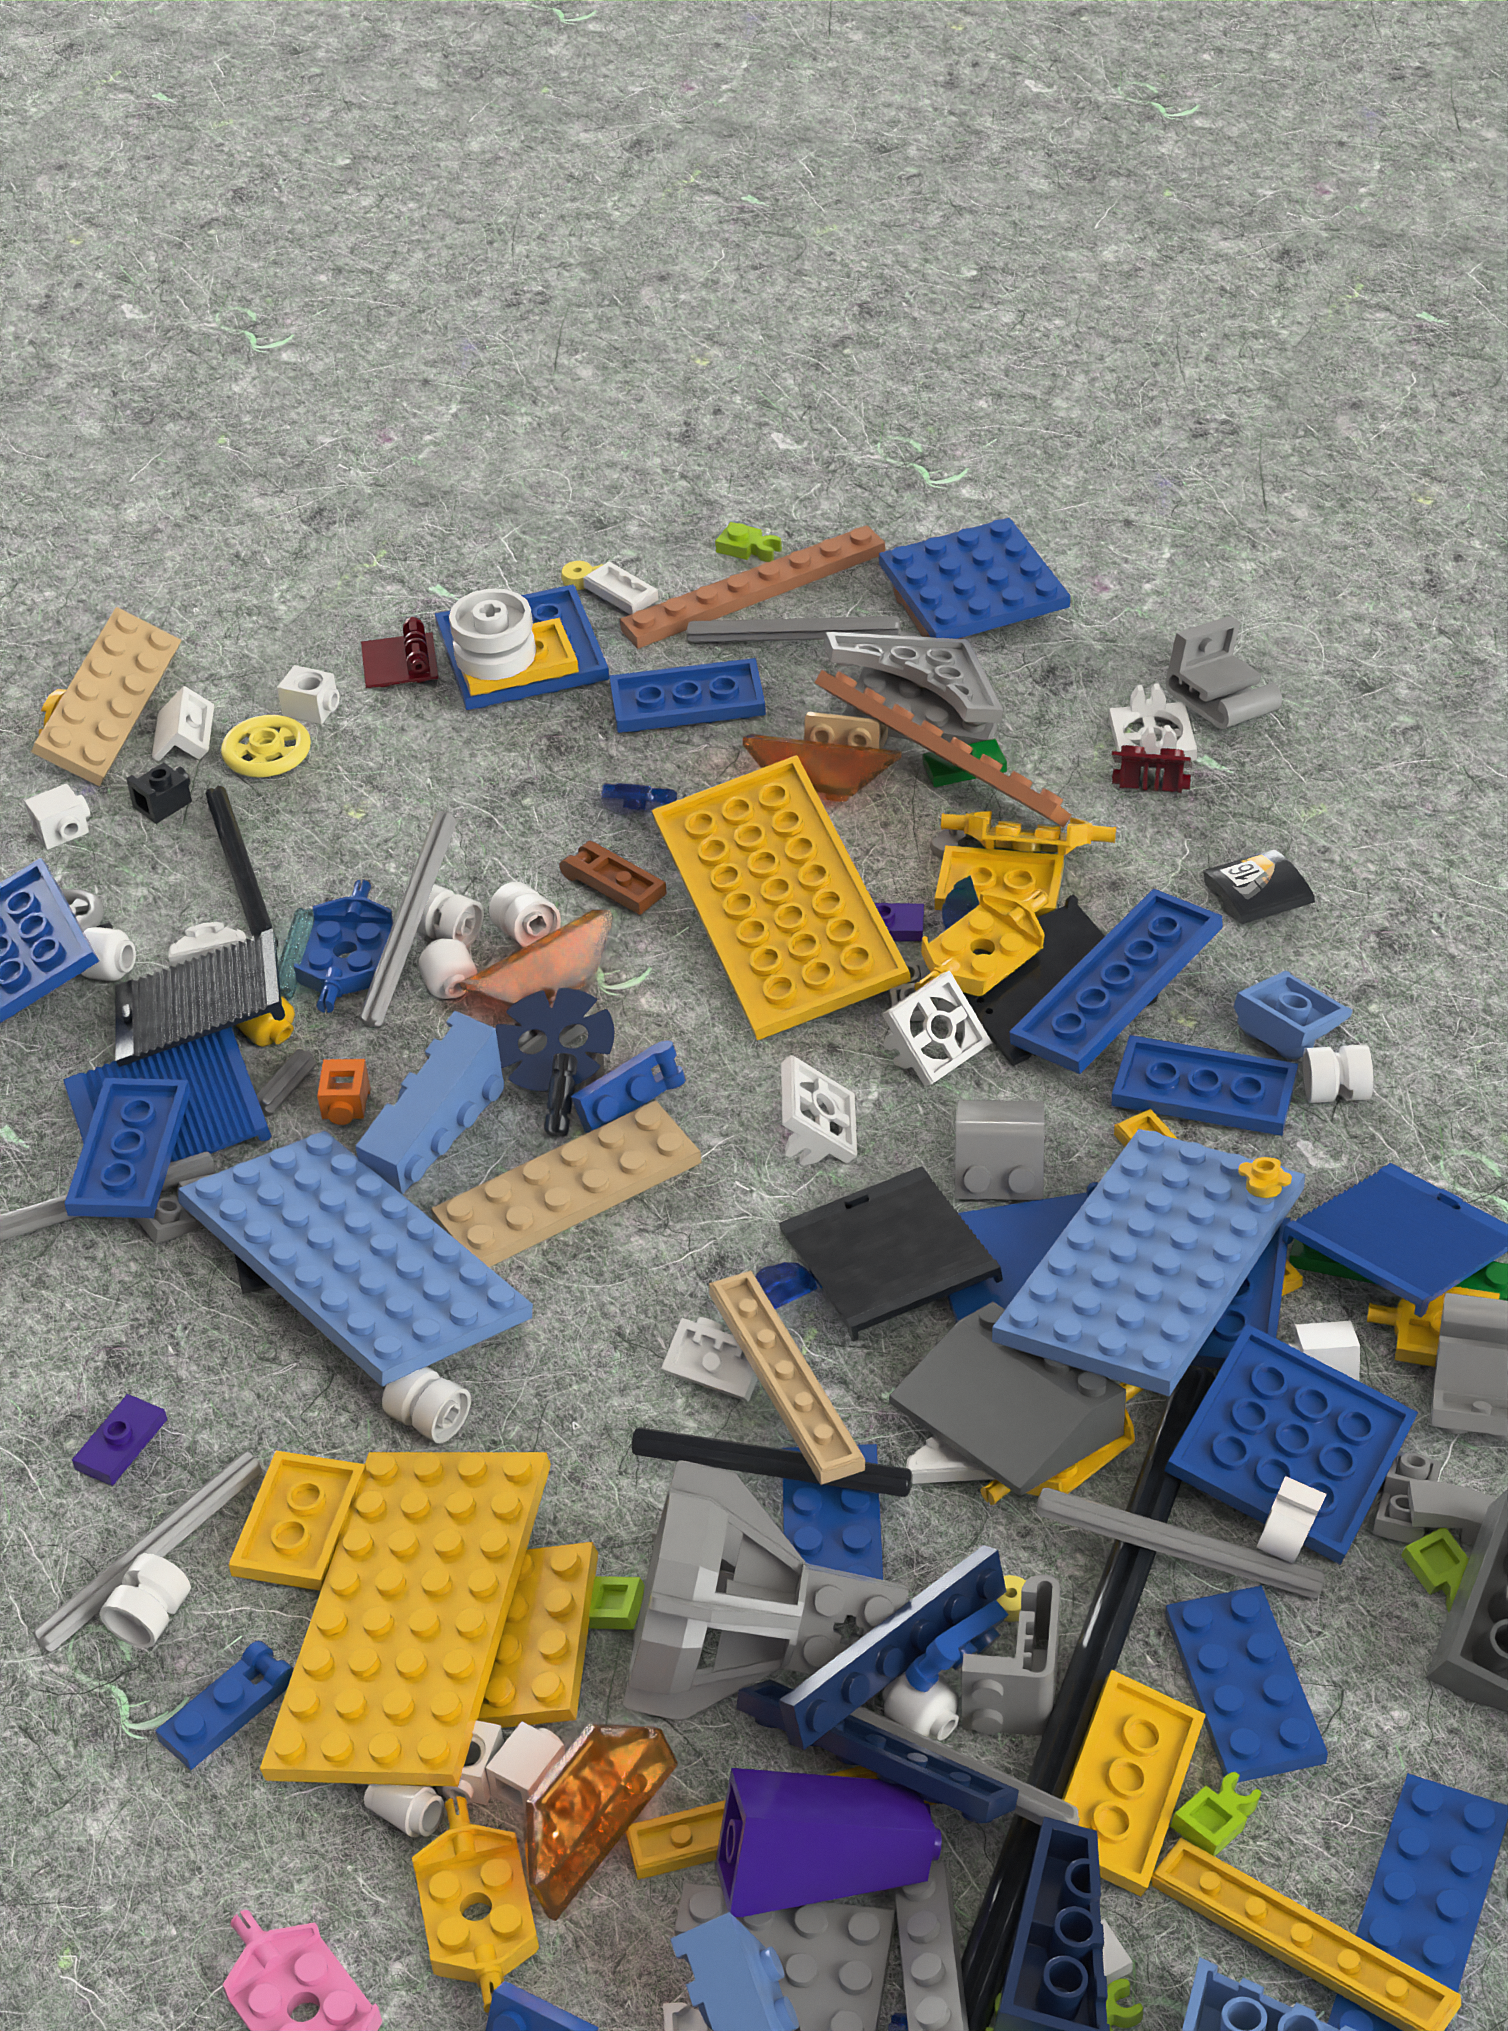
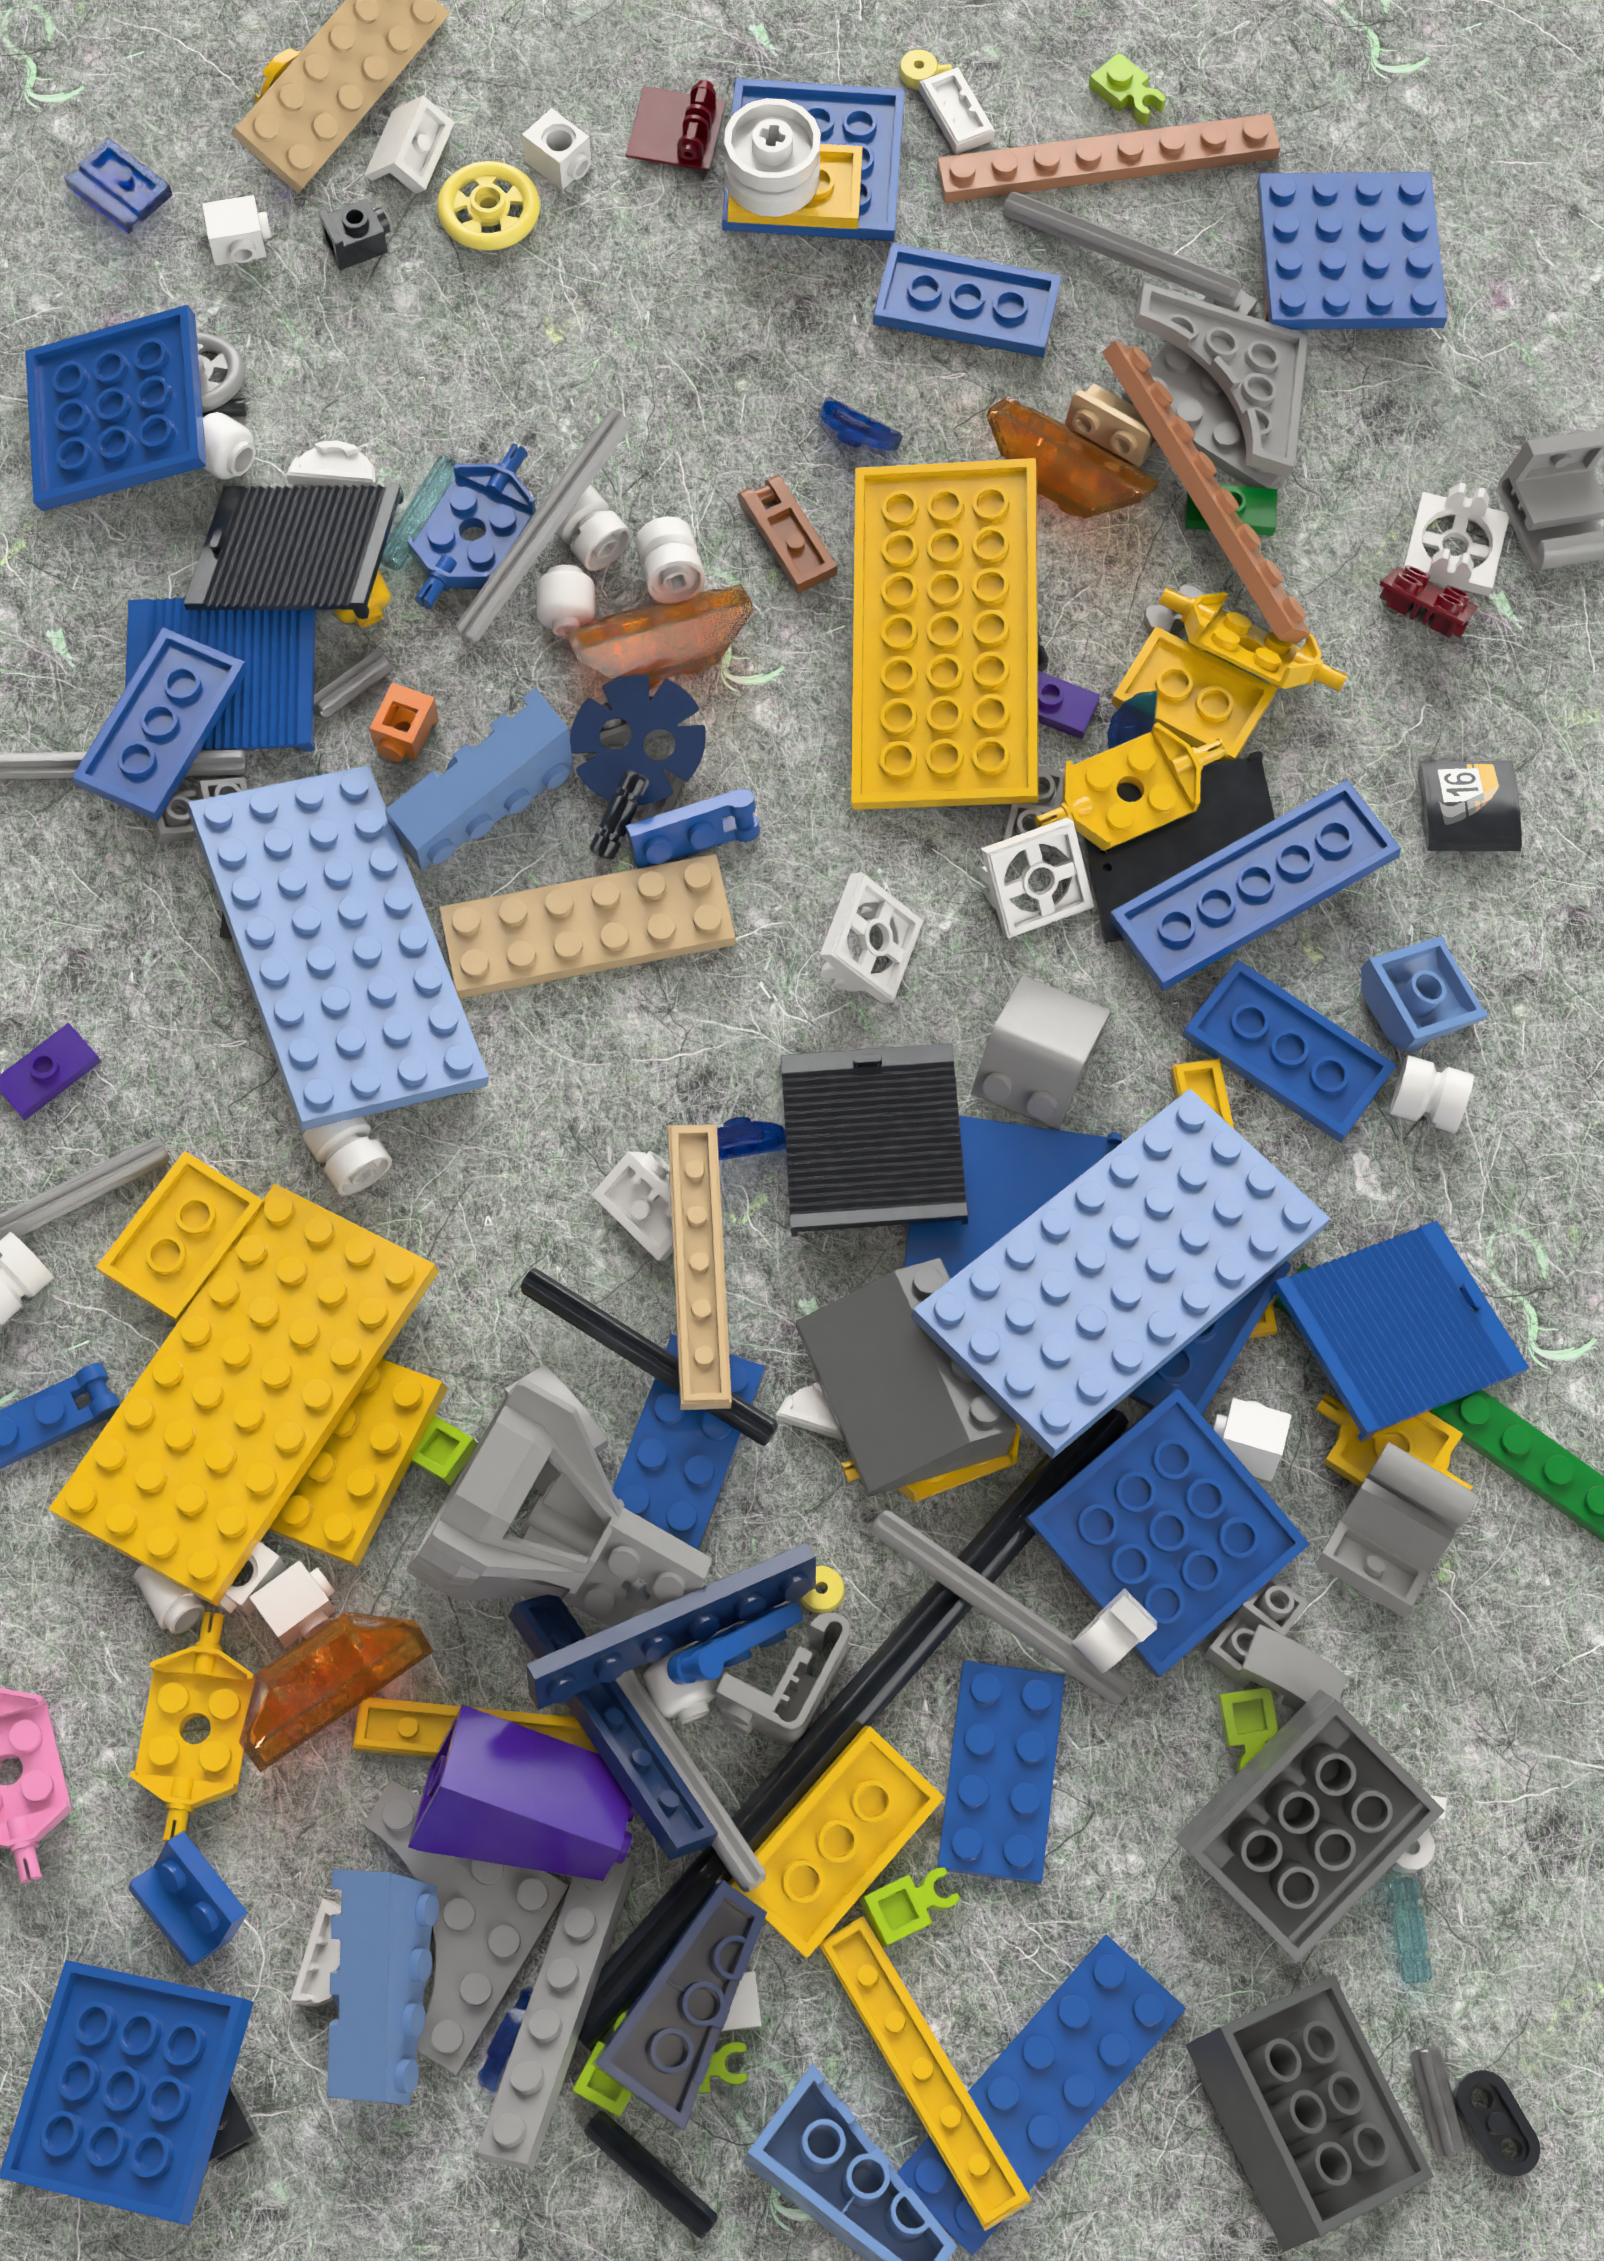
camera: 15 degrees right, 25 degrees up
(238, 860) = (405, 364): black axle -> none
(1264, 1177) = (1271, 1227): yellow plate -> none

